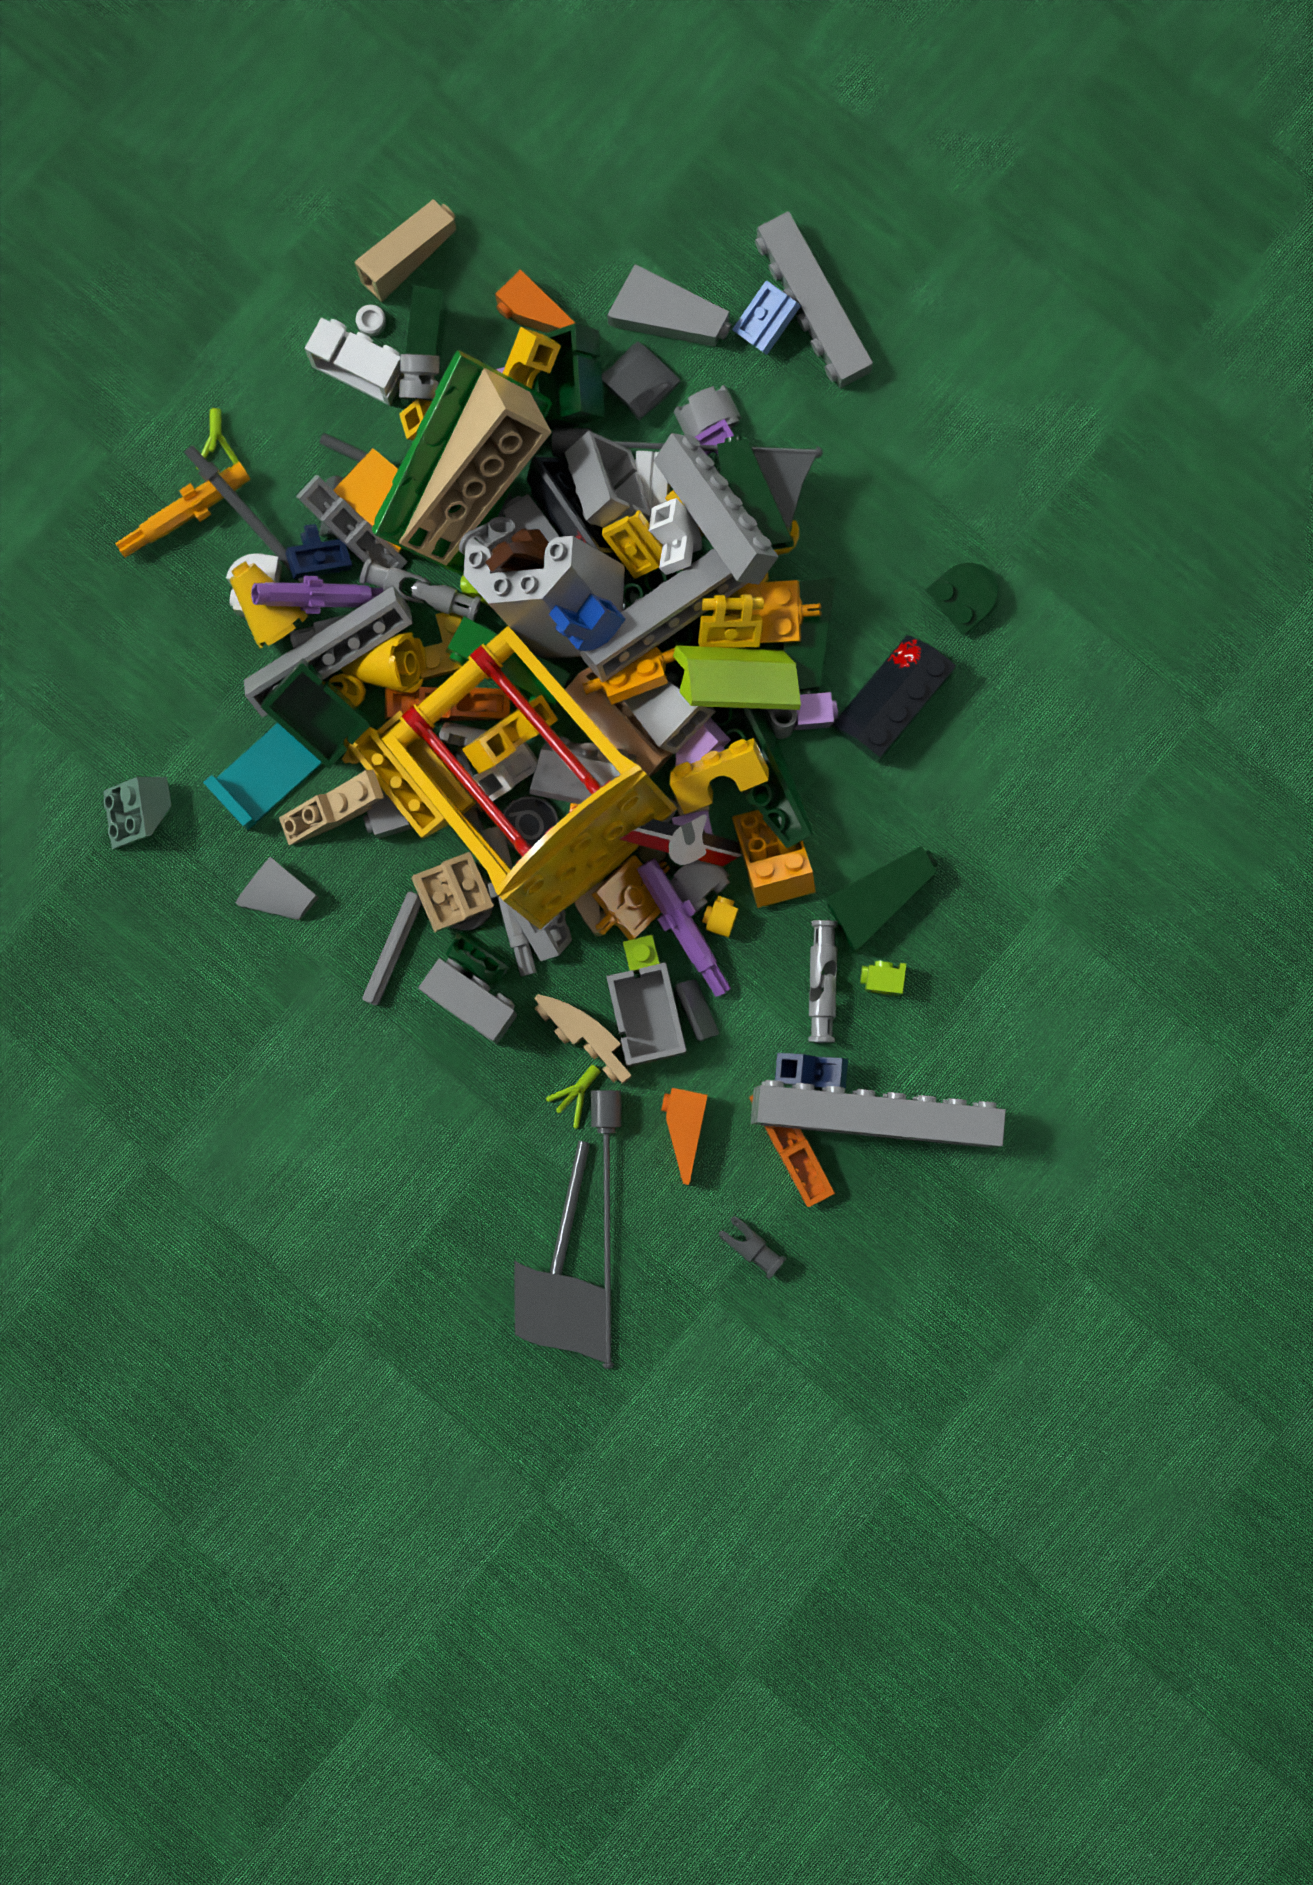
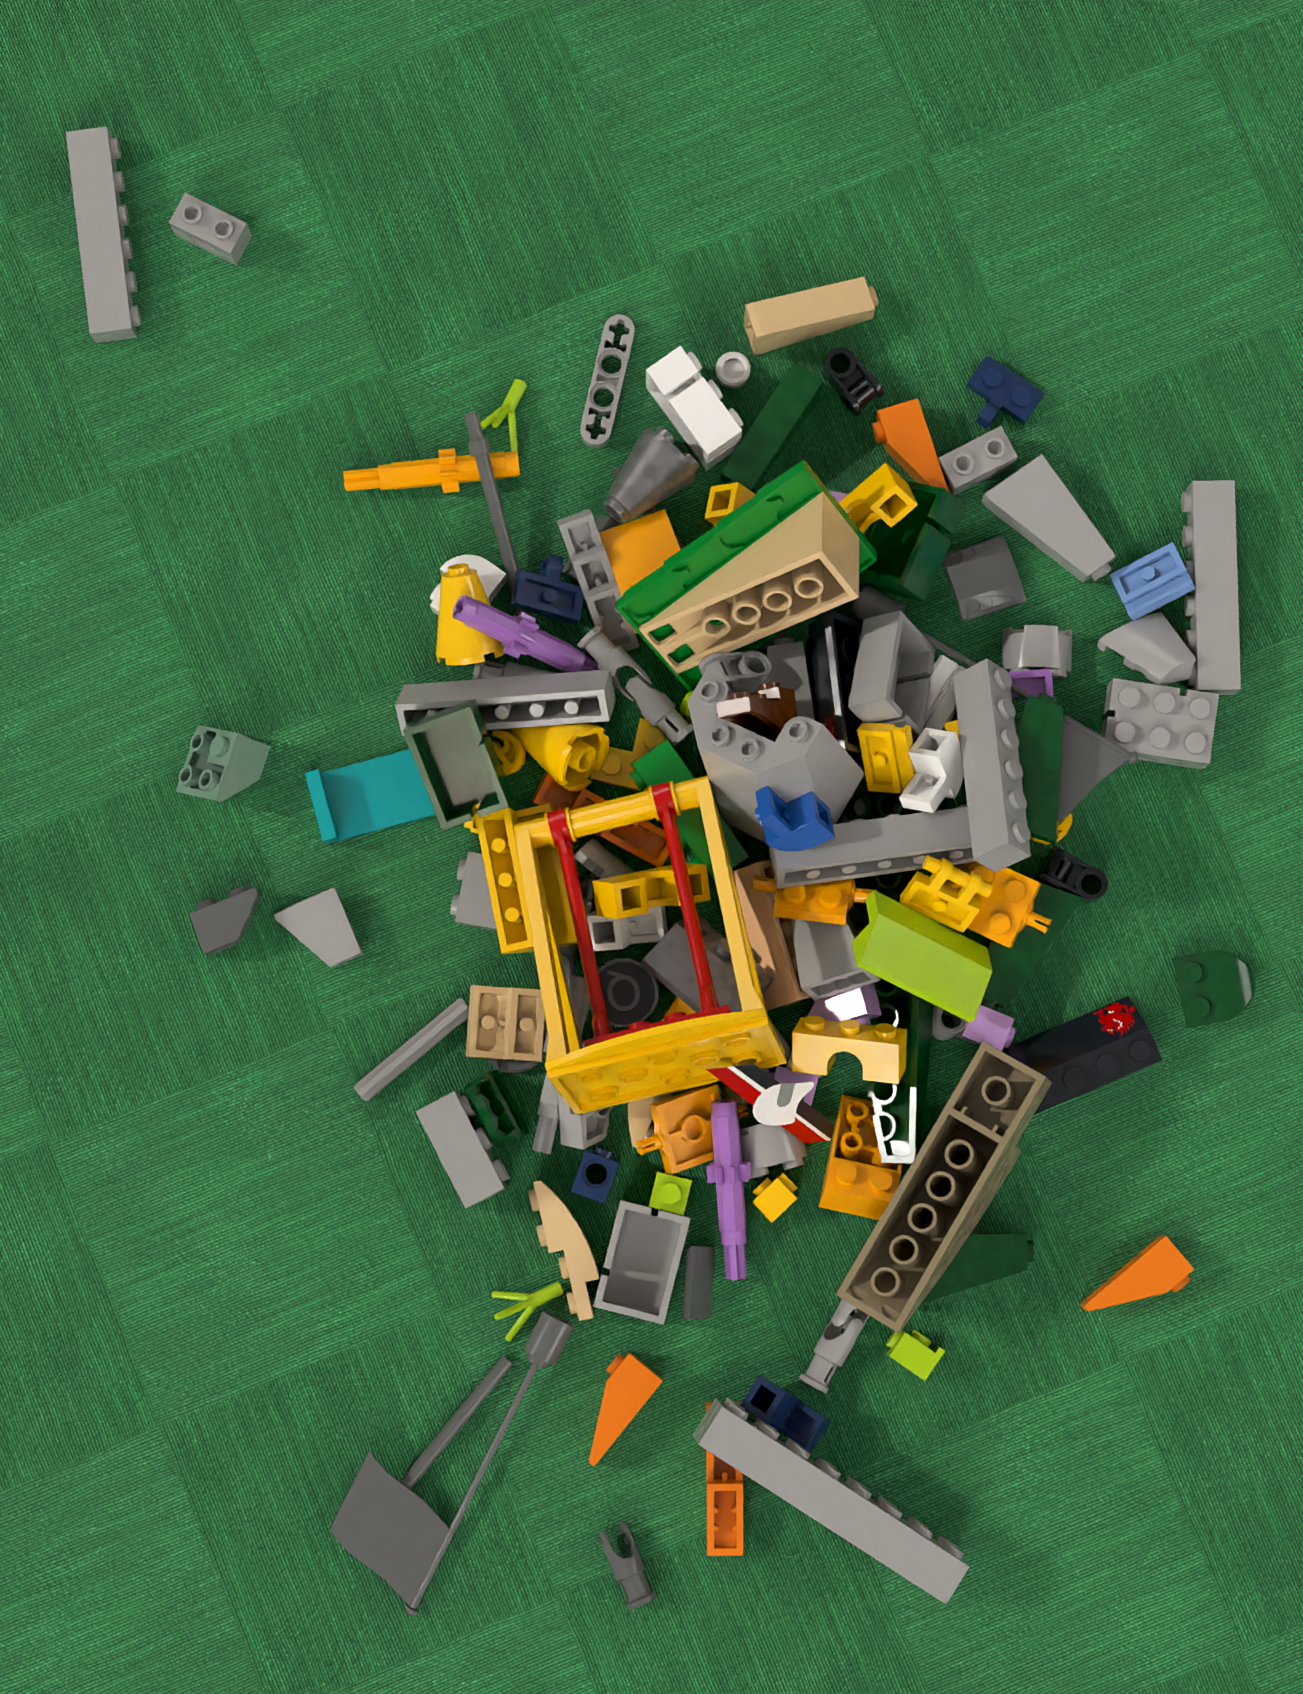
camera: 25 degrees right, 0 degrees up
(201, 925) = (227, 921): none -> dark grey slope
(280, 376) = (610, 382): none -> light grey beam
(332, 808) = (425, 869): tan slope -> none
(348, 427) = (649, 475): none -> flat silver cone
(414, 365) = (751, 460): light grey wheel -> none
(468, 285) = (852, 382): none -> black piece
(582, 983) = (597, 1192): none -> dark blue brick
(583, 234) = (1003, 392): none -> dark blue plate
(590, 293) = (977, 461): none -> light grey brick
(791, 367) = (1151, 648): none -> light grey slope
(818, 564) = (1071, 875): none -> black piece
(827, 418) = (1160, 722): none -> light grey piece
(843, 838) = (945, 1187): none -> dark tan slope
(1029, 828) = (1148, 1274): none -> orange slope

